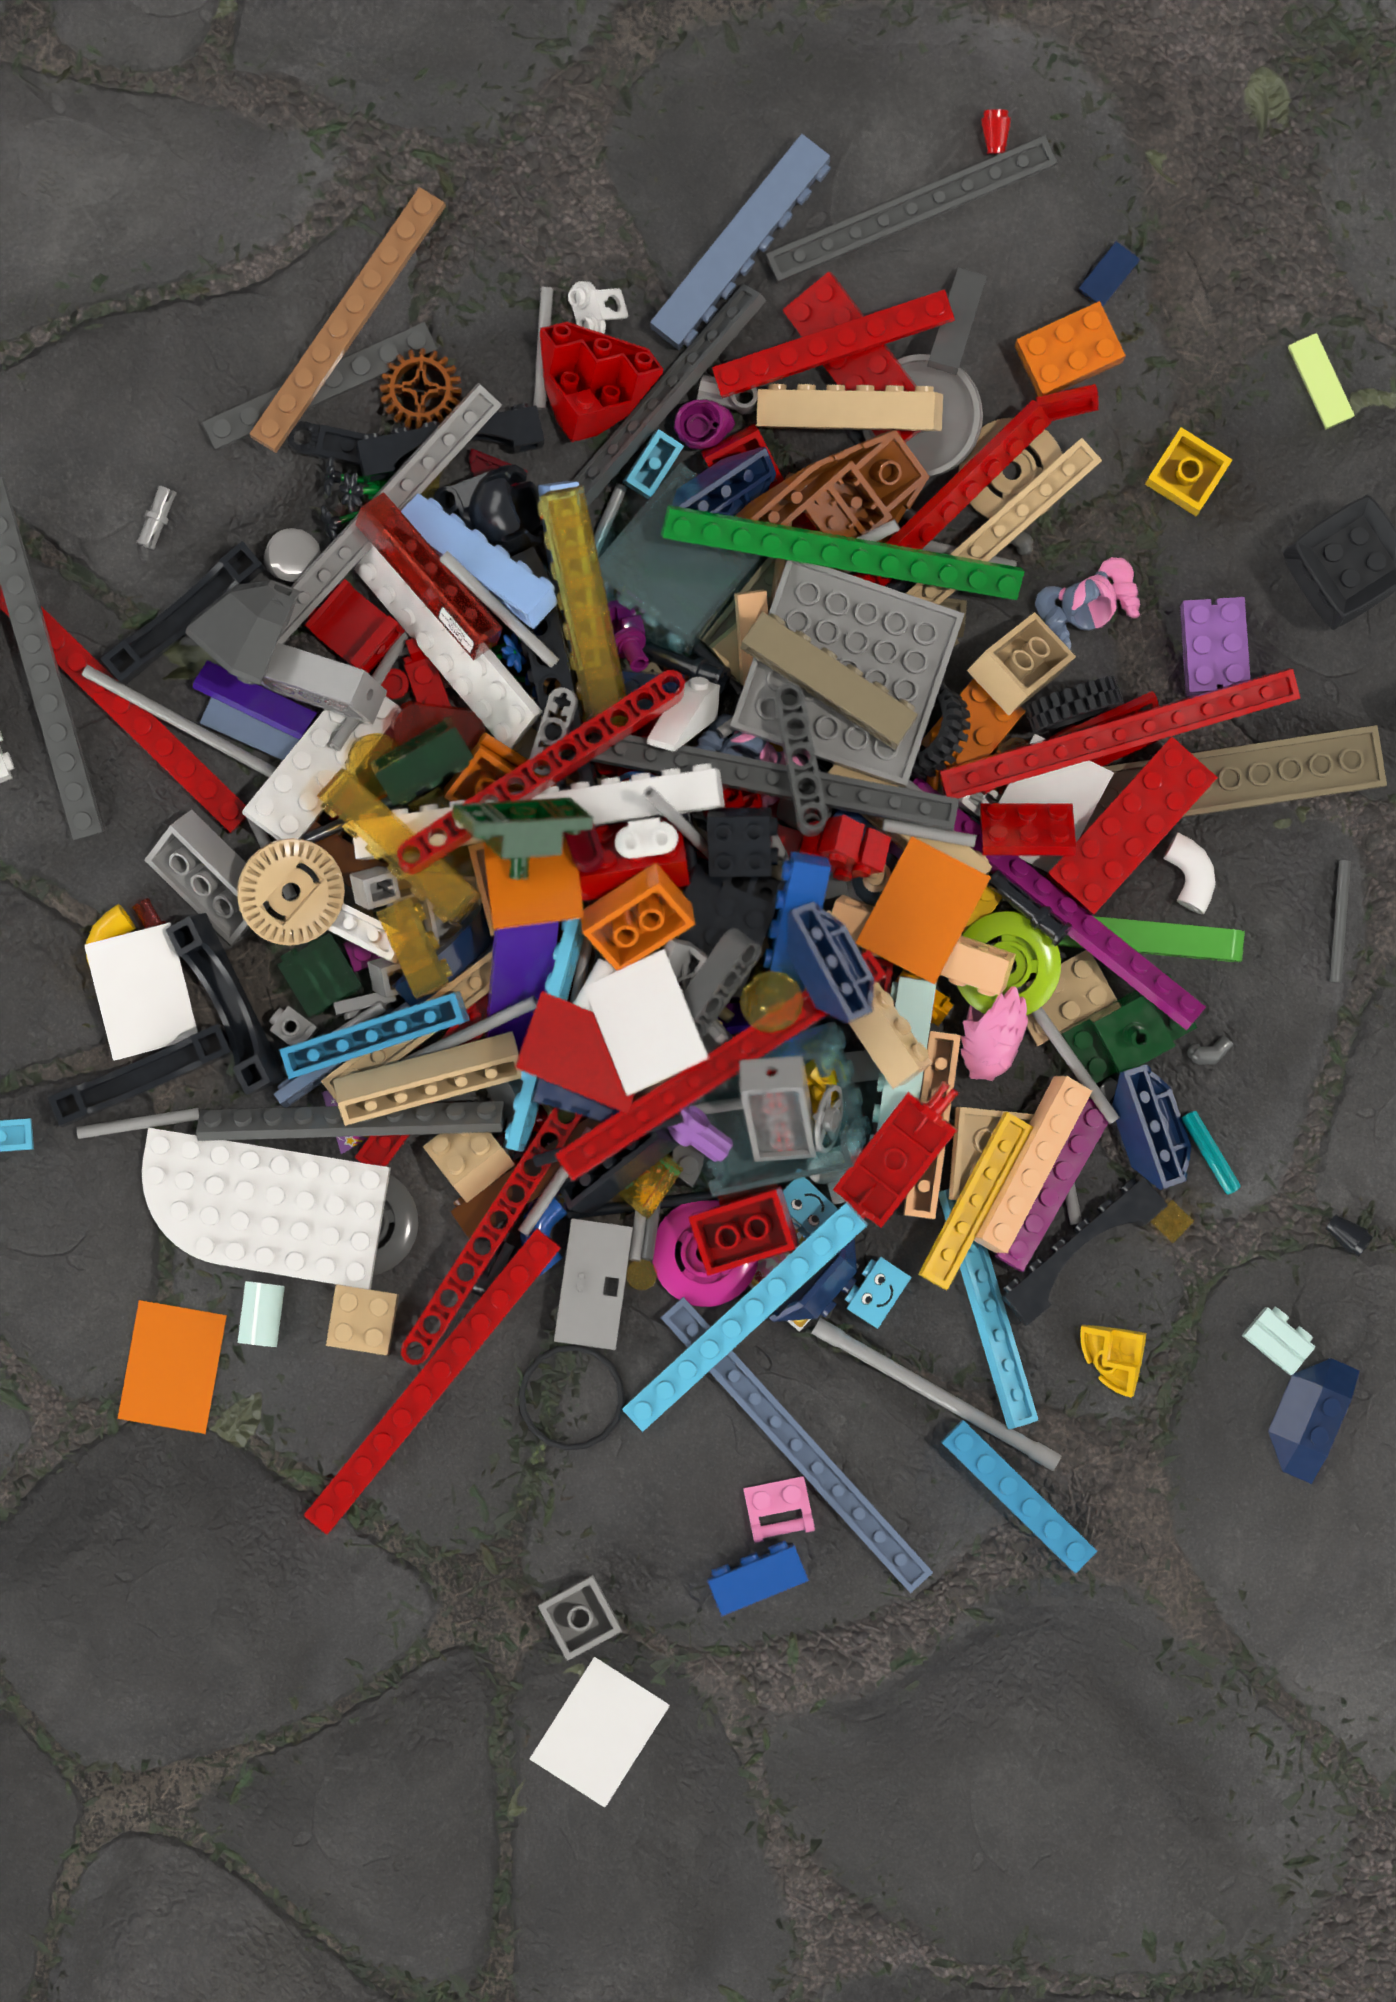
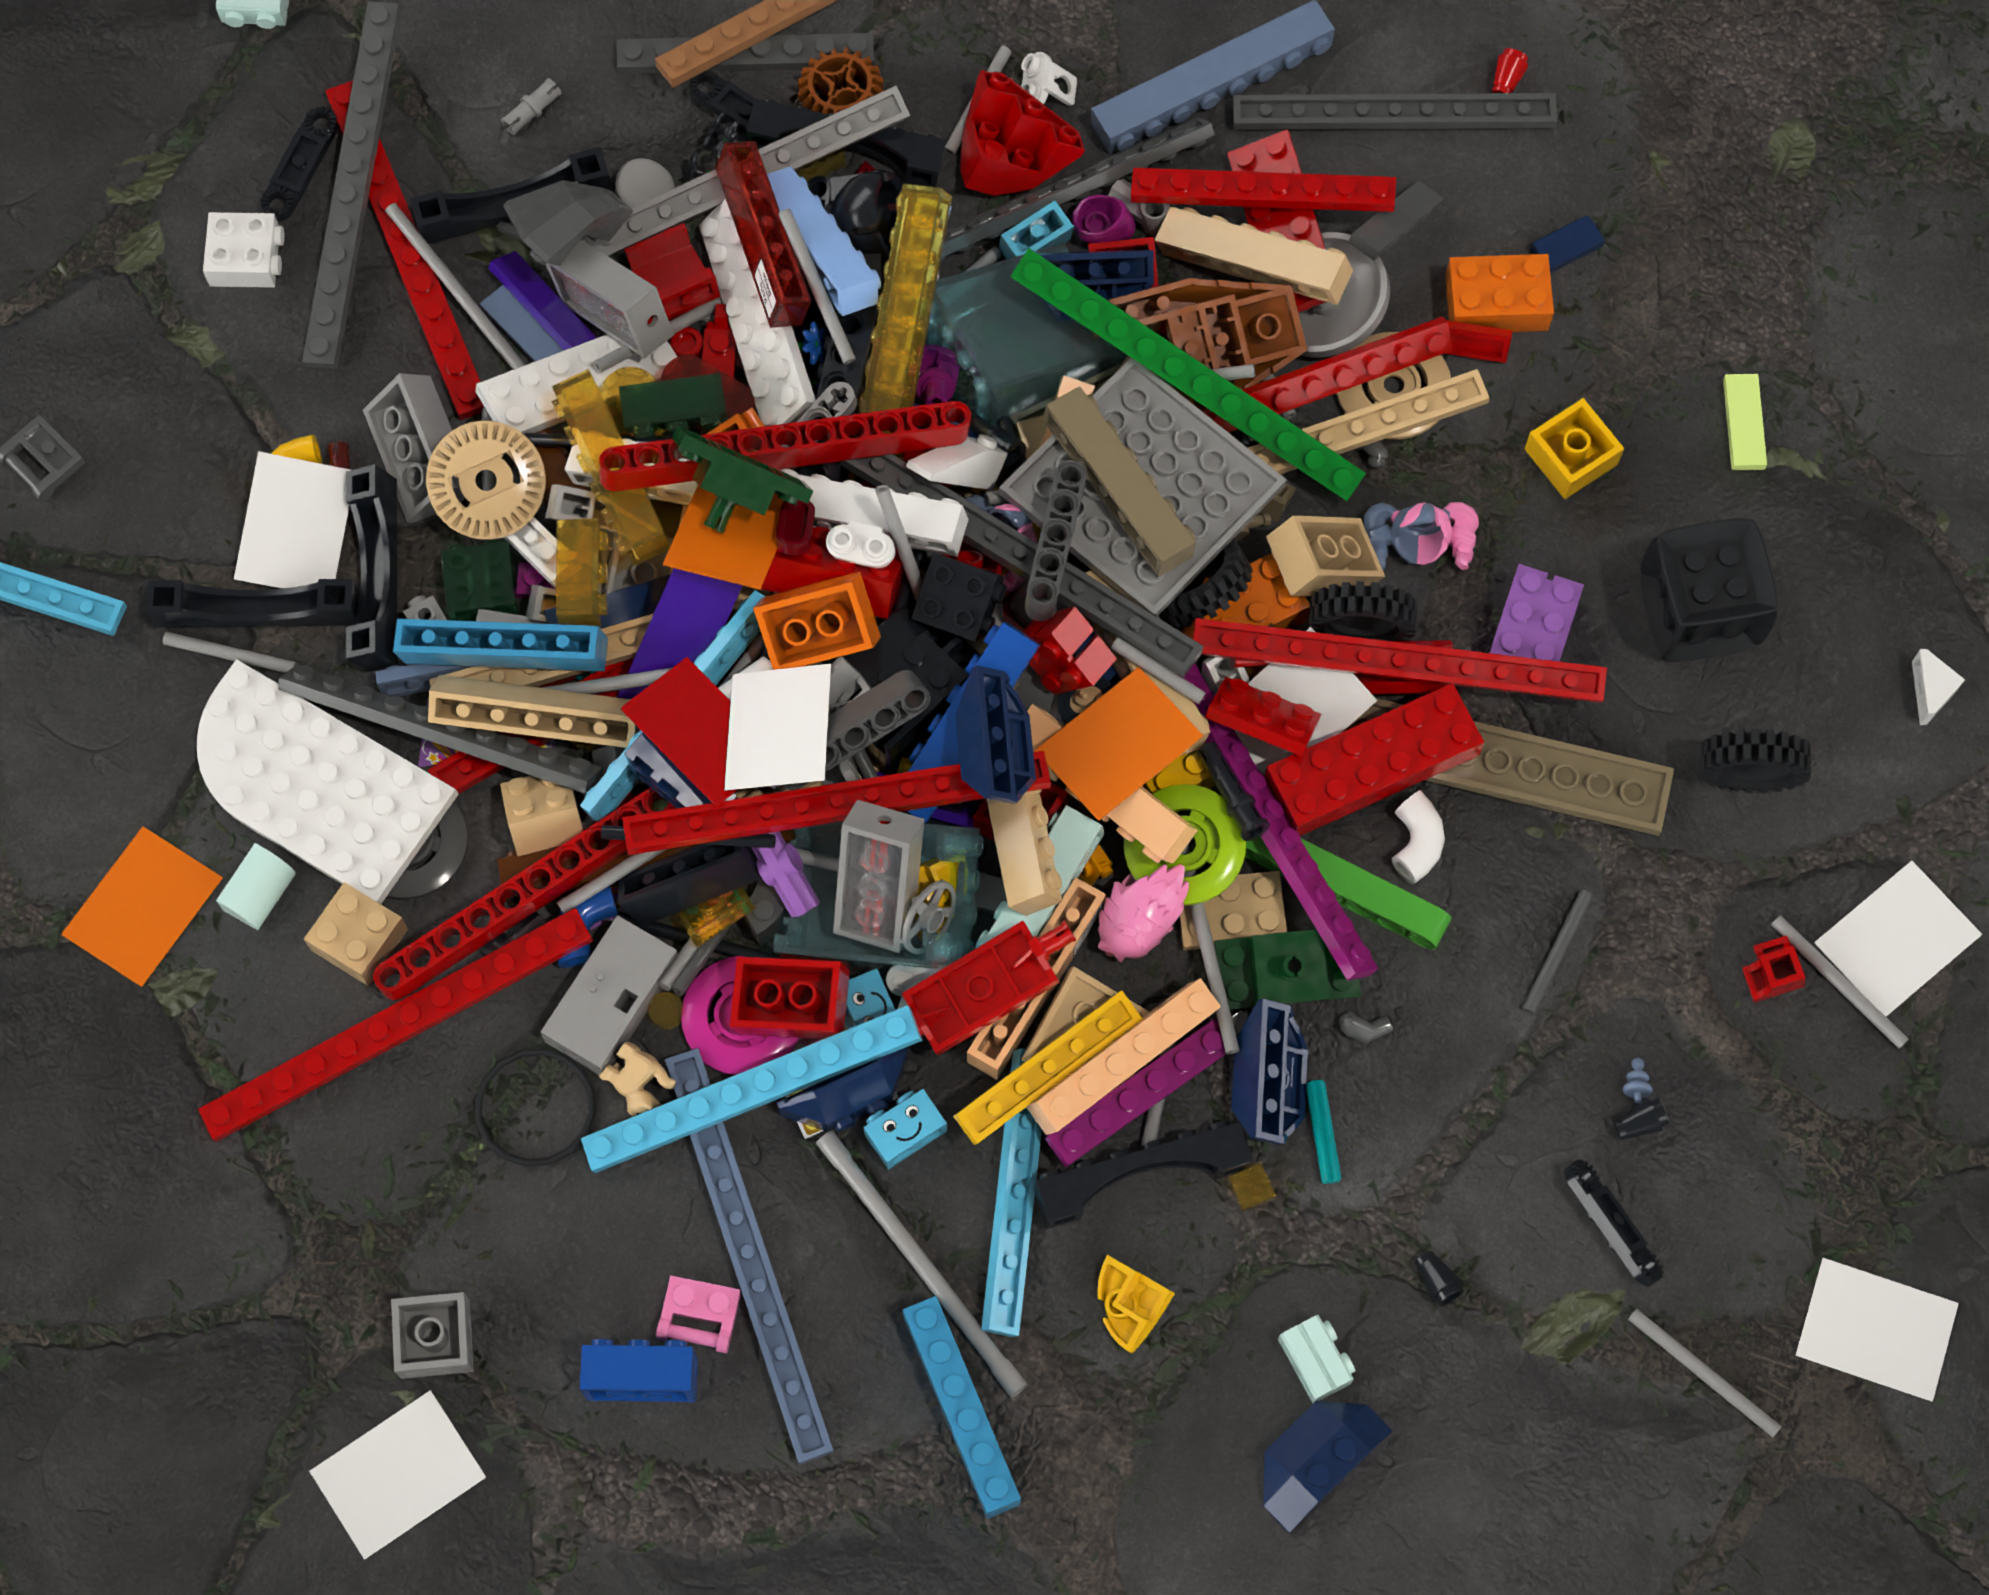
camera: 25 degrees right, 15 degrees down
(640, 1345) = (631, 1079): none -> tan animal
(771, 1001) = (918, 759): clear yellow tile -> none

